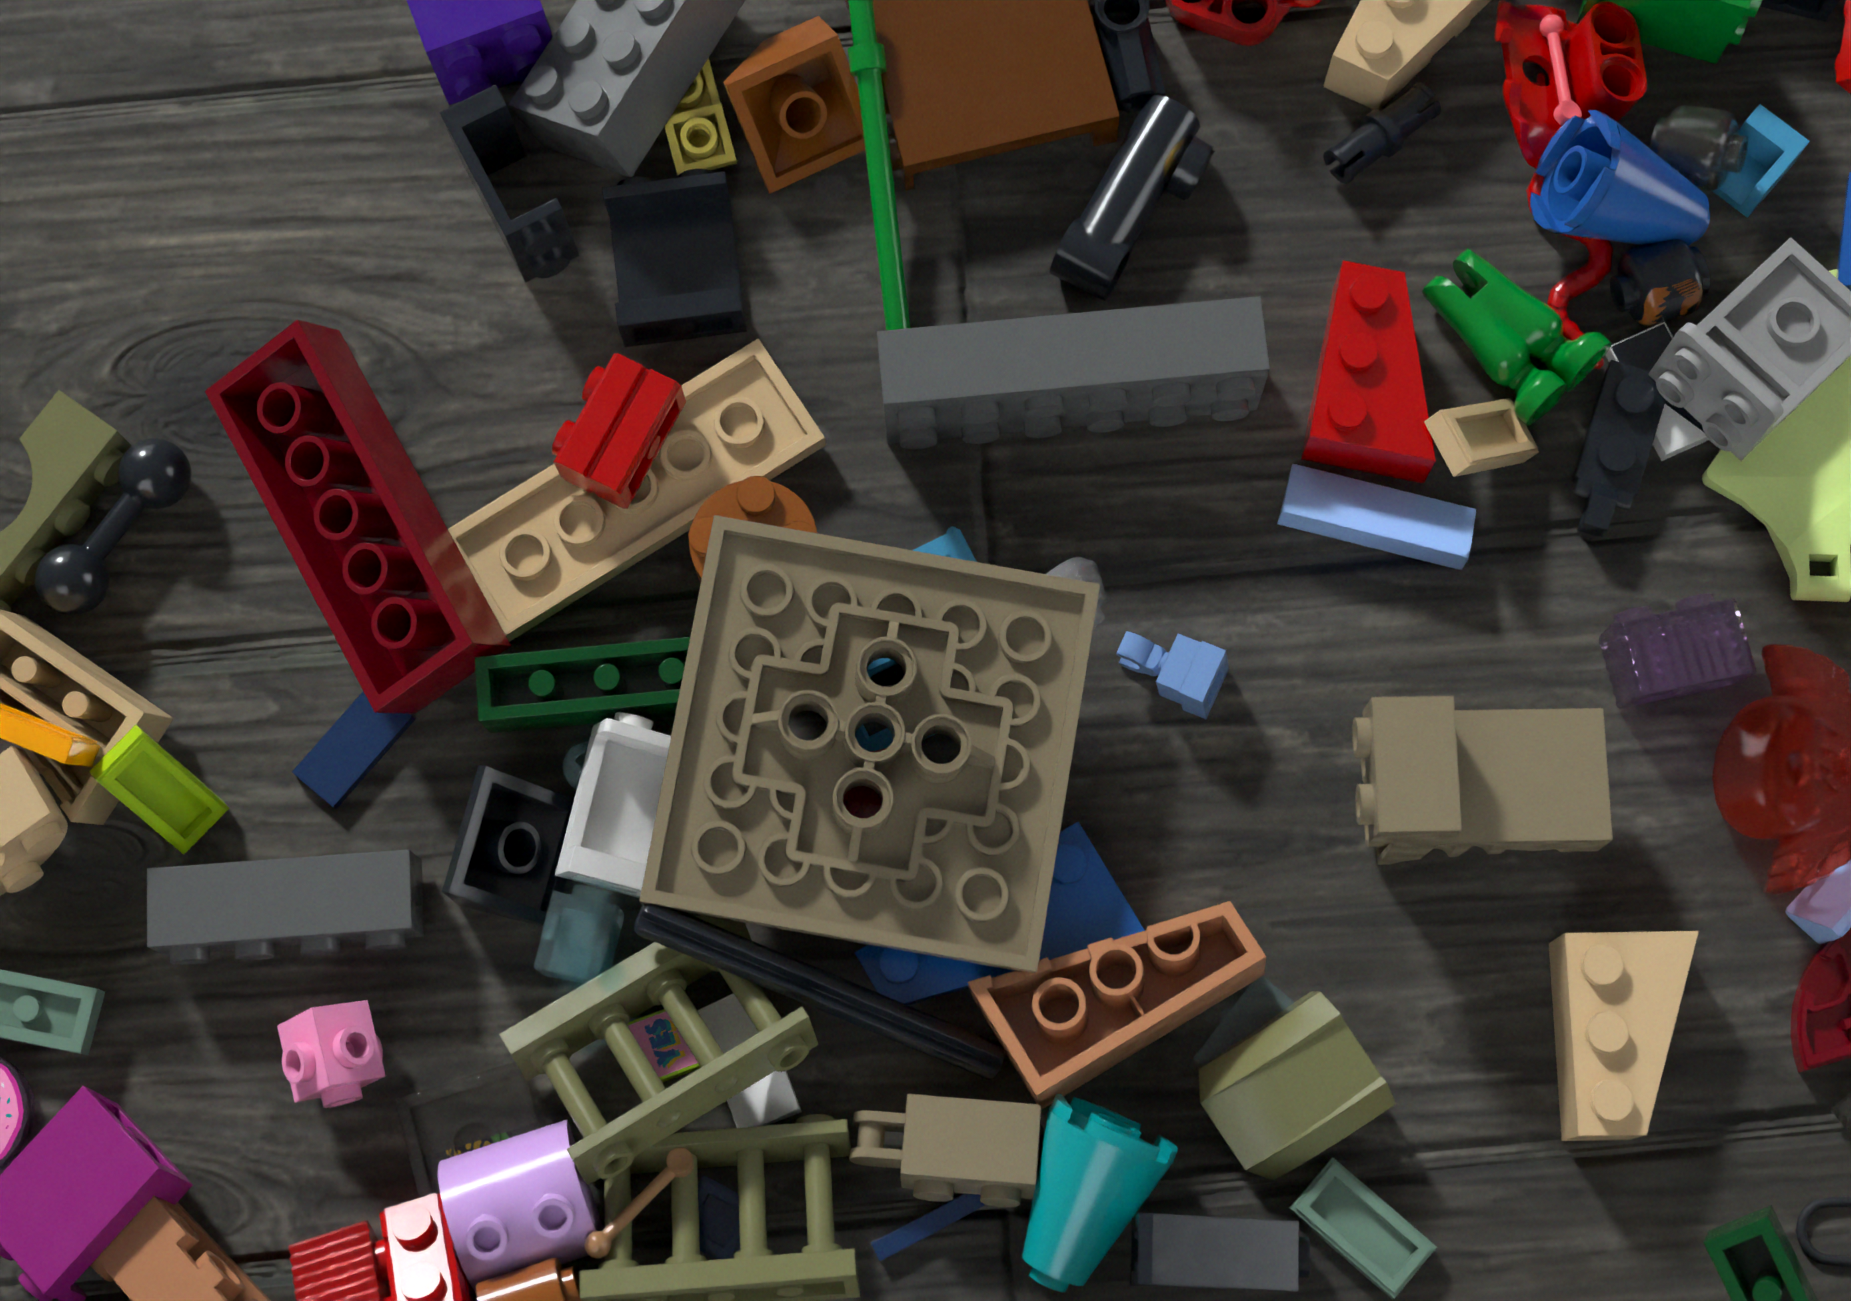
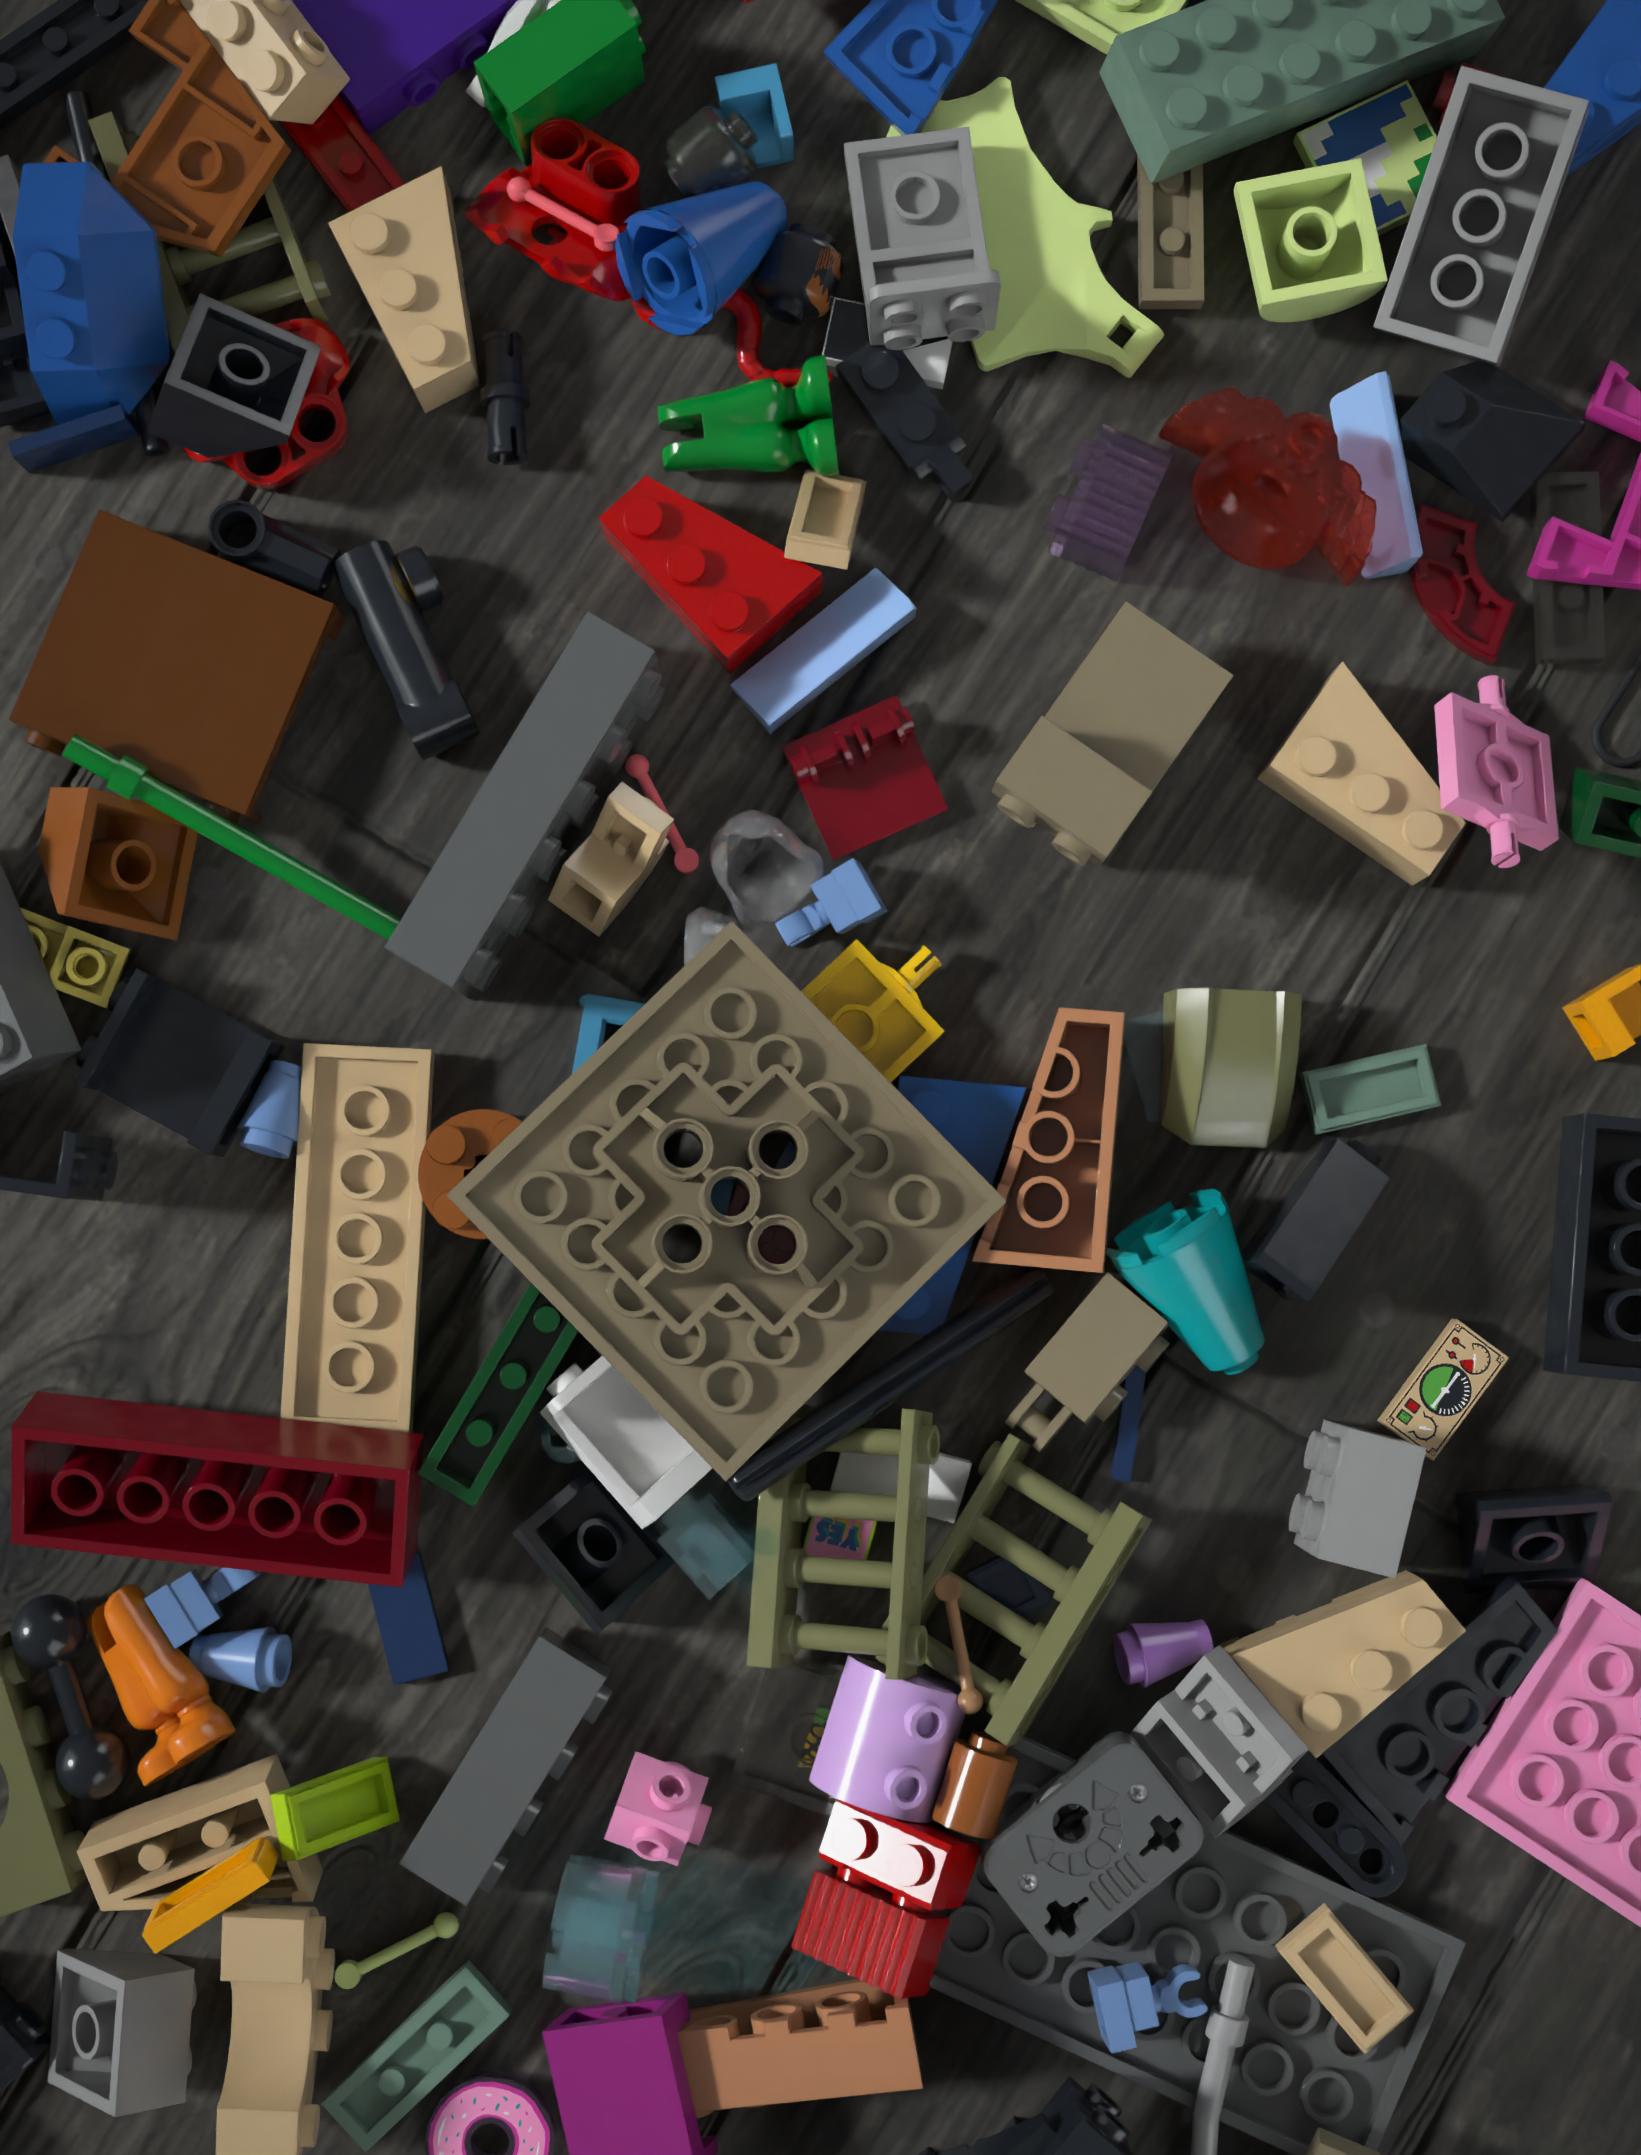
camera: 60 degrees left, 10 degrees up
(33, 904) = (350, 1972): none -> yellowish green hinge
(166, 585) = (156, 1684): none -> orange piece
(199, 1072) = (601, 1929): none -> clear light blue brick
(234, 638) = (244, 1657): none -> medium blue cone
(249, 565) = (191, 1604): none -> medium blue piece
(618, 429) = (302, 1218): red brick -> none
(689, 353) = (273, 1113): none -> medium blue cone
(1078, 470) = (612, 860): none -> tan brick
(1119, 763) = (877, 1006): none -> yellow plate
(1126, 529) = (686, 859): none -> coral hinge
(1172, 561) = (777, 888): none -> clear hair
(1299, 621) = (865, 777): none -> dark red hinge
(1710, 1132) = (1496, 771): none -> bright pink plate

